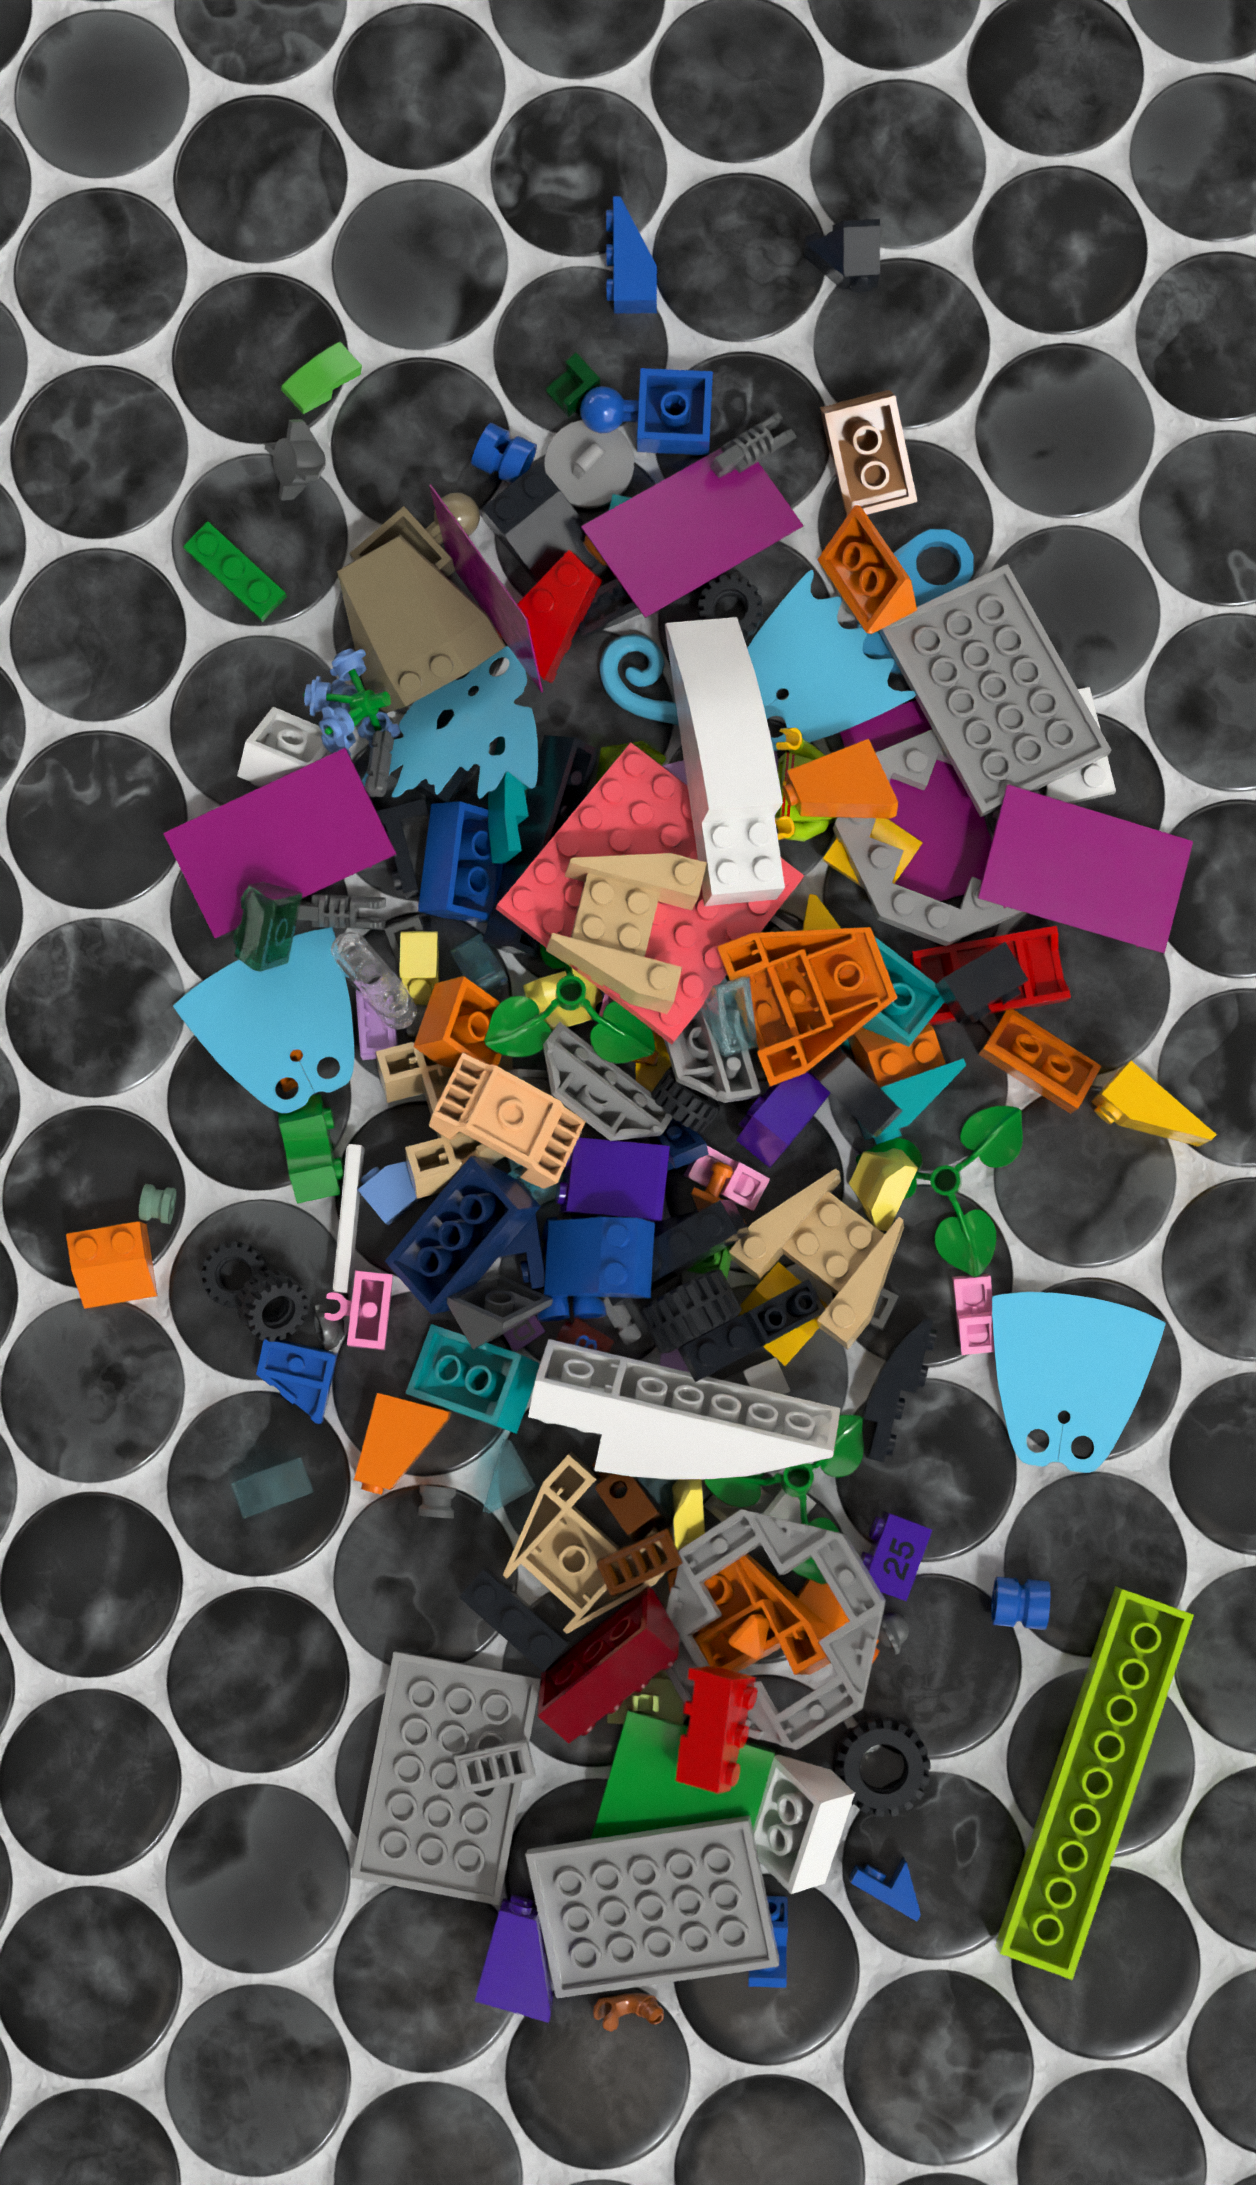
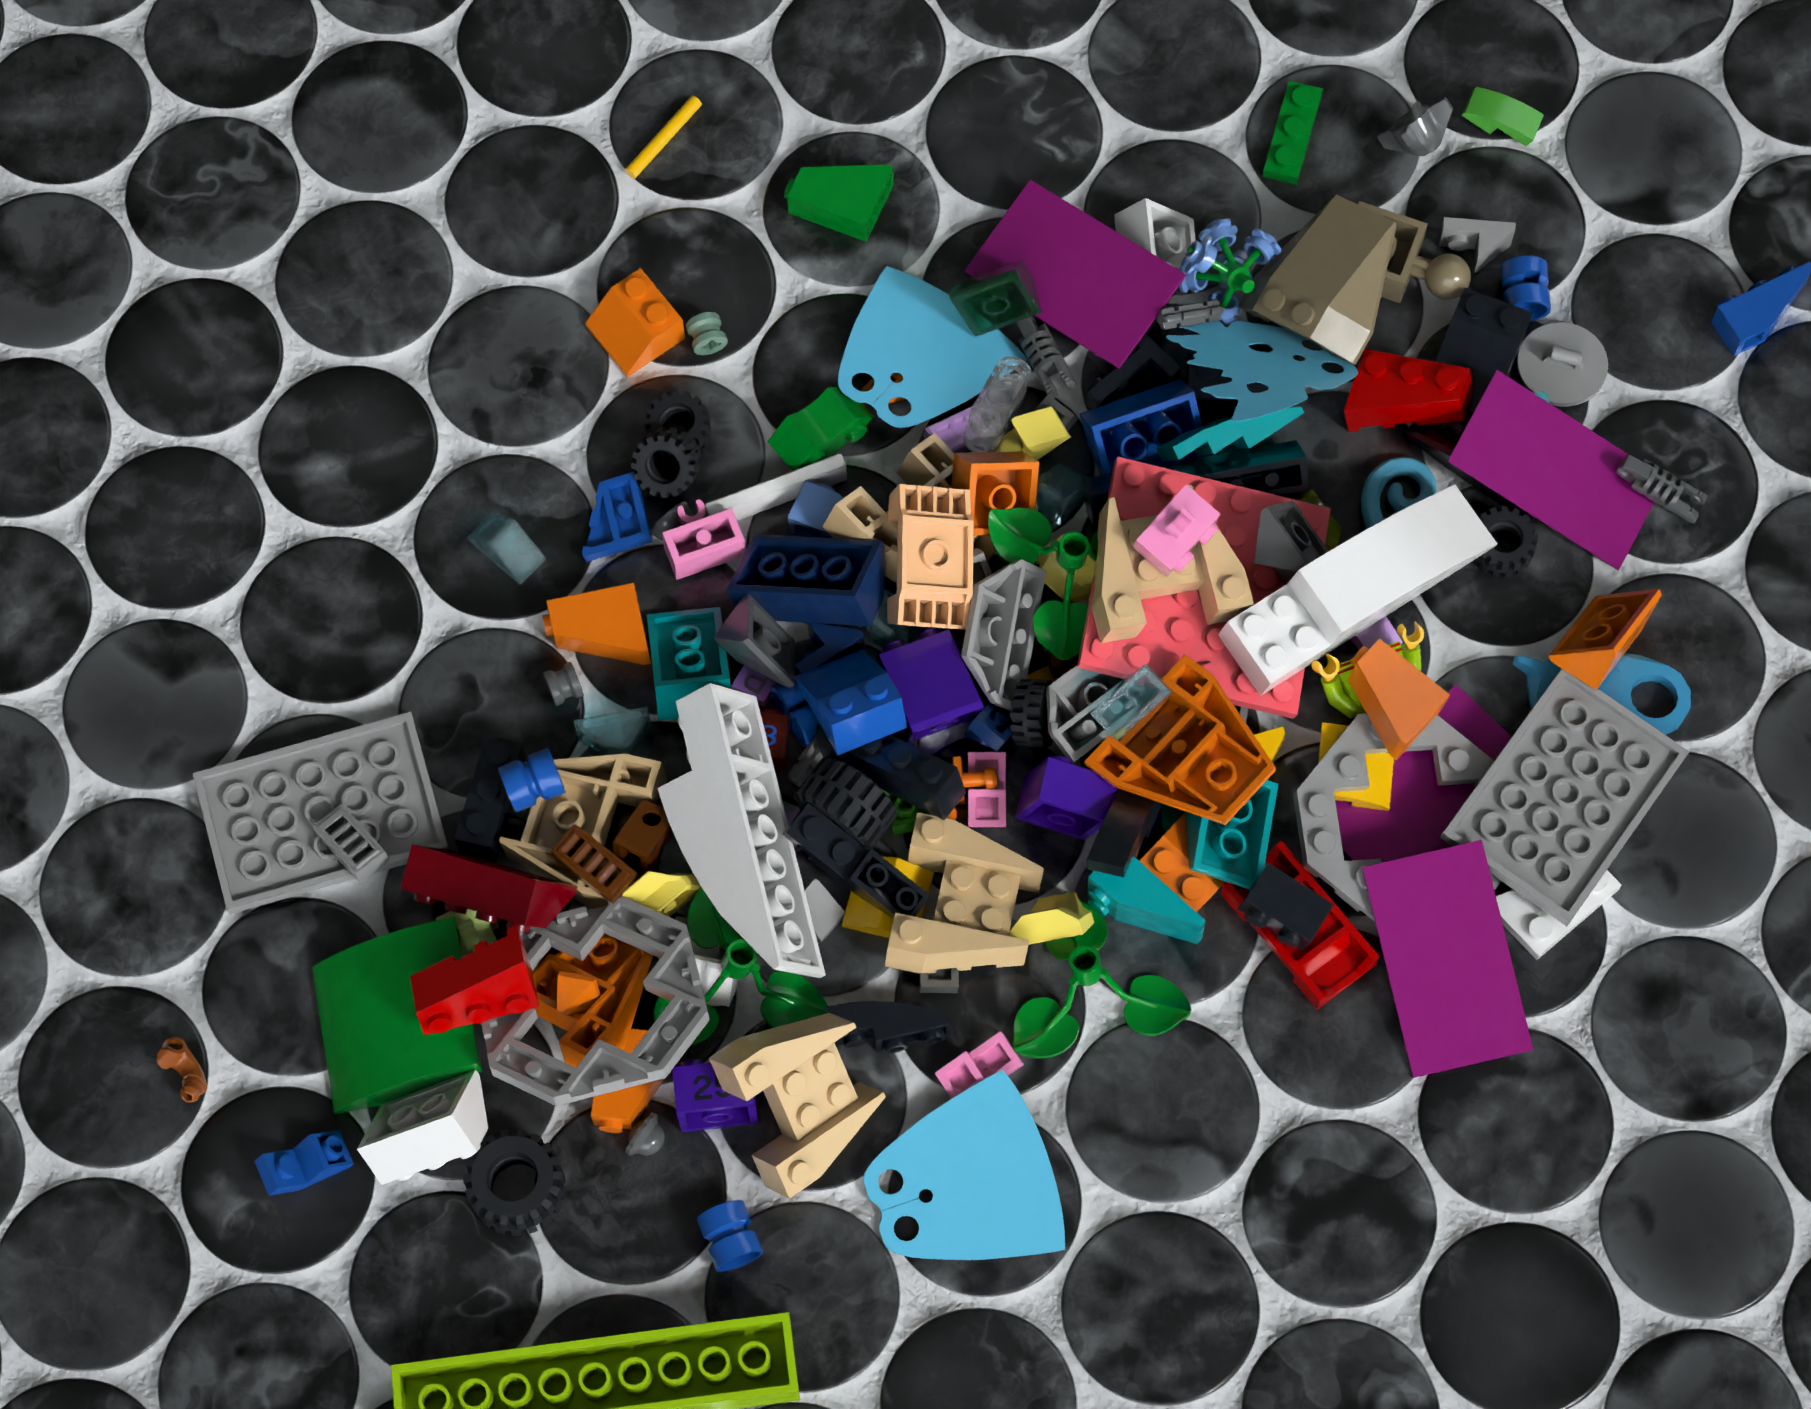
camera: 60 degrees right, 15 degrees down
(84, 1012) = (841, 196): none -> green slope
(434, 462) = (1484, 236): none -> light grey slope
(487, 589) = (1390, 310): magenta piece -> none
(517, 1964) = (183, 944): dark purple slope -> none
(531, 1580) = (531, 780): none -> blue wheel
(573, 385) = (1622, 319): dark green panel -> none
(616, 895) = (1177, 531): none -> bright pink brick
(653, 1907) = (287, 1037): light grey plate -> none
(658, 797) = (1286, 540): none -> dark grey slope
(659, 393) = (1645, 401): blue brick -> none
(820, 666) = (1496, 640): medium azure piece -> none
(869, 452) = (1717, 588): medium nougat slope -> none
(897, 1893) = (405, 1257): blue slope -> none
(934, 1476) = (806, 1092): none -> tan wedge
(1040, 1060) = (1248, 1009): orange slope -> none
(1143, 1105) = (1253, 1113): yellow slope -> none

